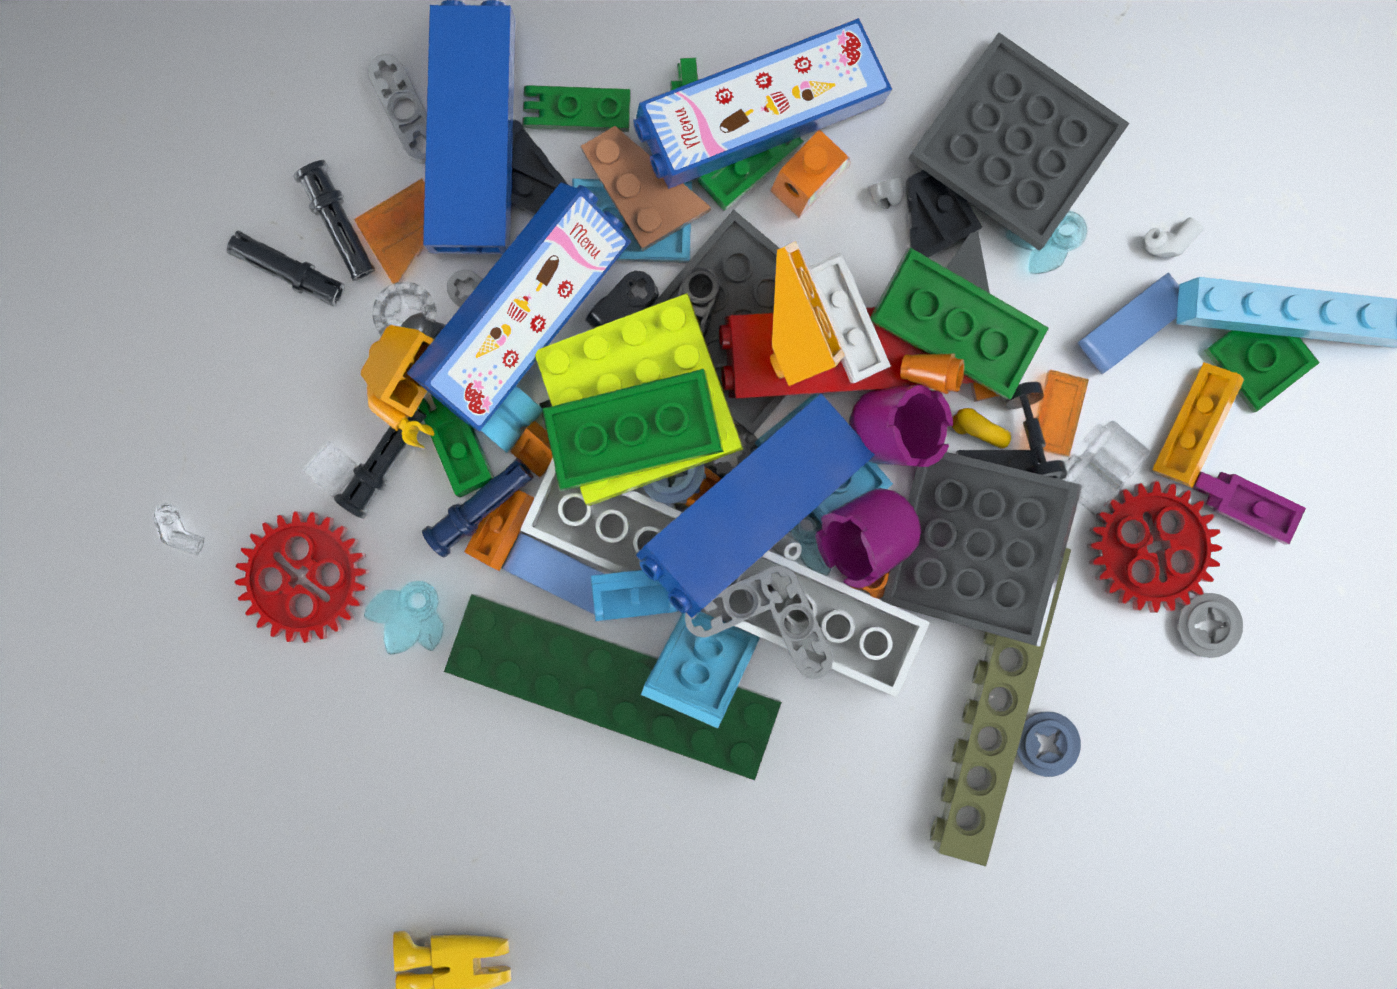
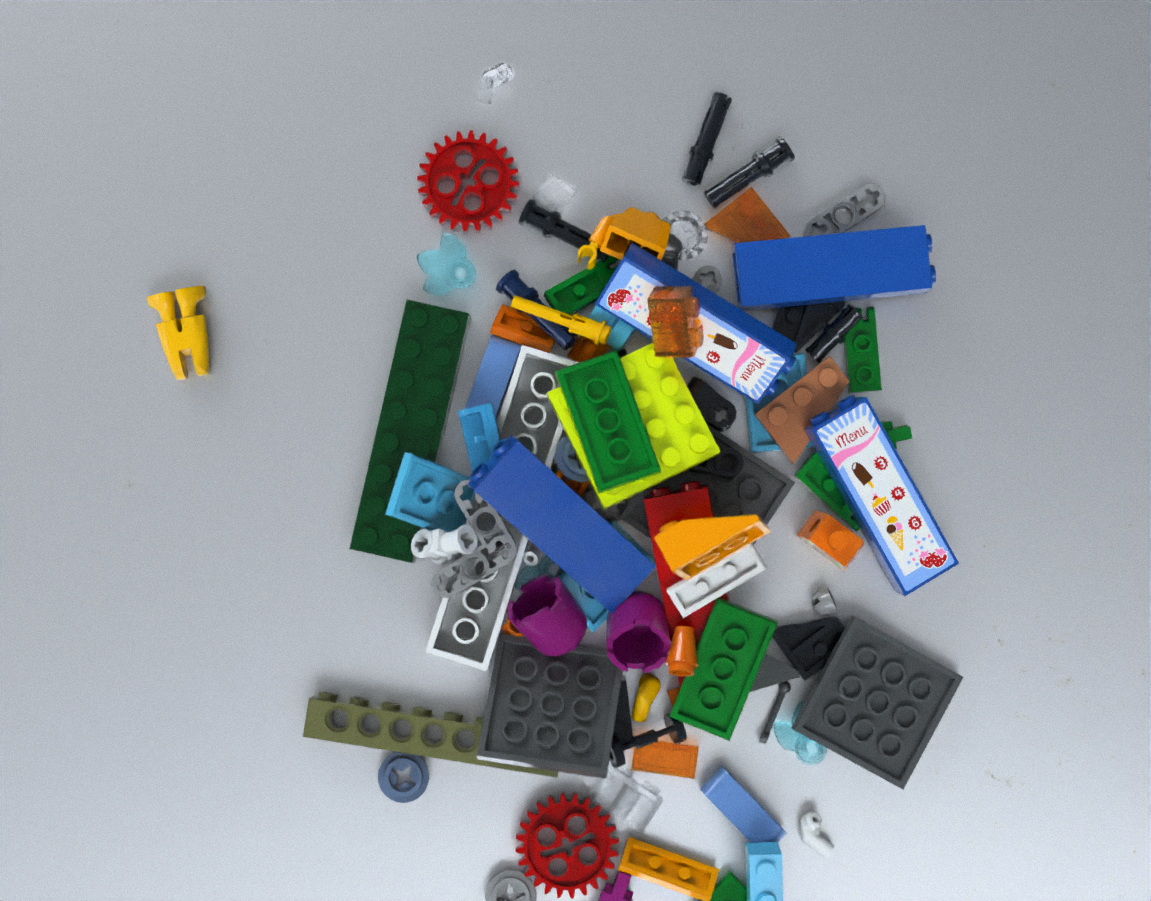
camera: 85 degrees right, 0 degrees up
(501, 457) = (577, 324): none -> yellow pin
(515, 329) = (674, 321): none -> clear orange brick
(552, 137) = (834, 333): none -> black pin
(765, 658) = (443, 545): none -> white connector
(1042, 285) = (784, 688): none -> dark grey hinge

